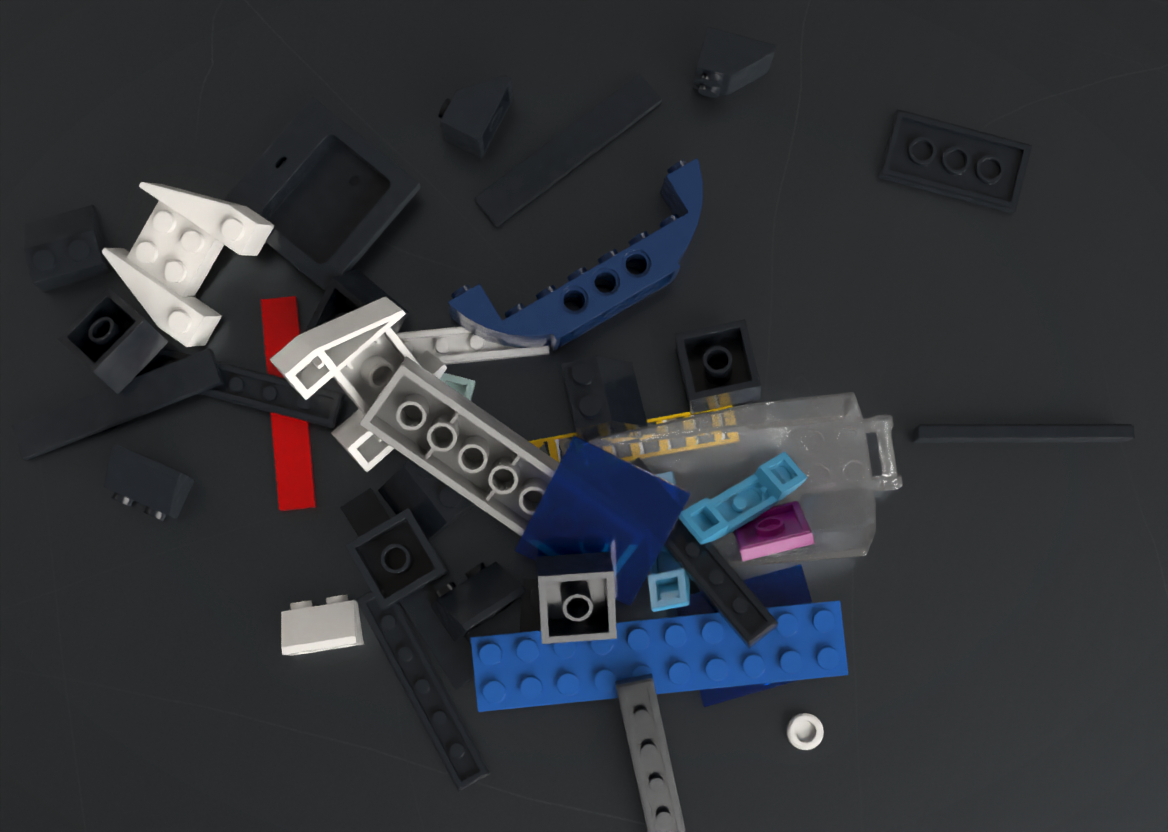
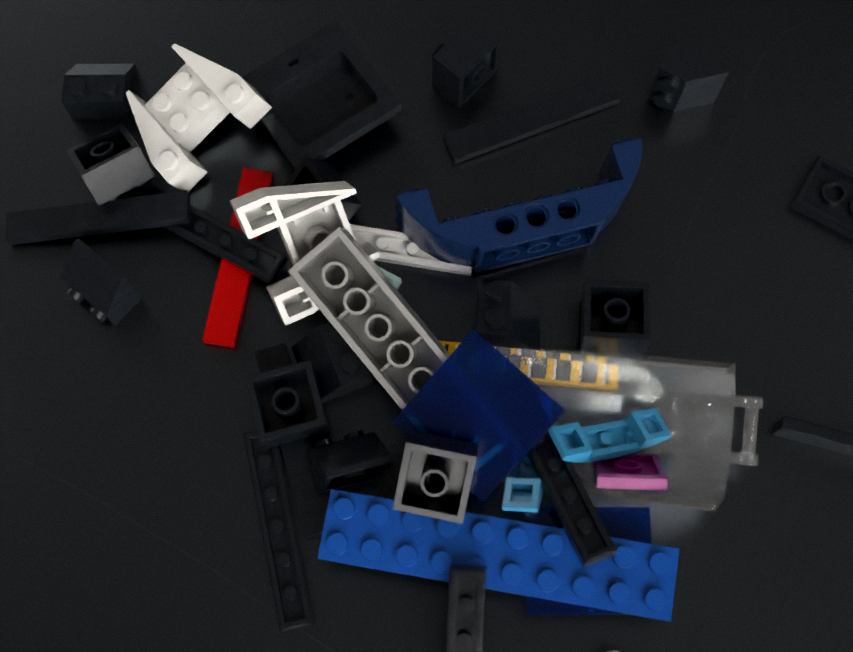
camera: 20 degrees right, 10 degrees down
(320, 627) = (203, 448): white slope -> none

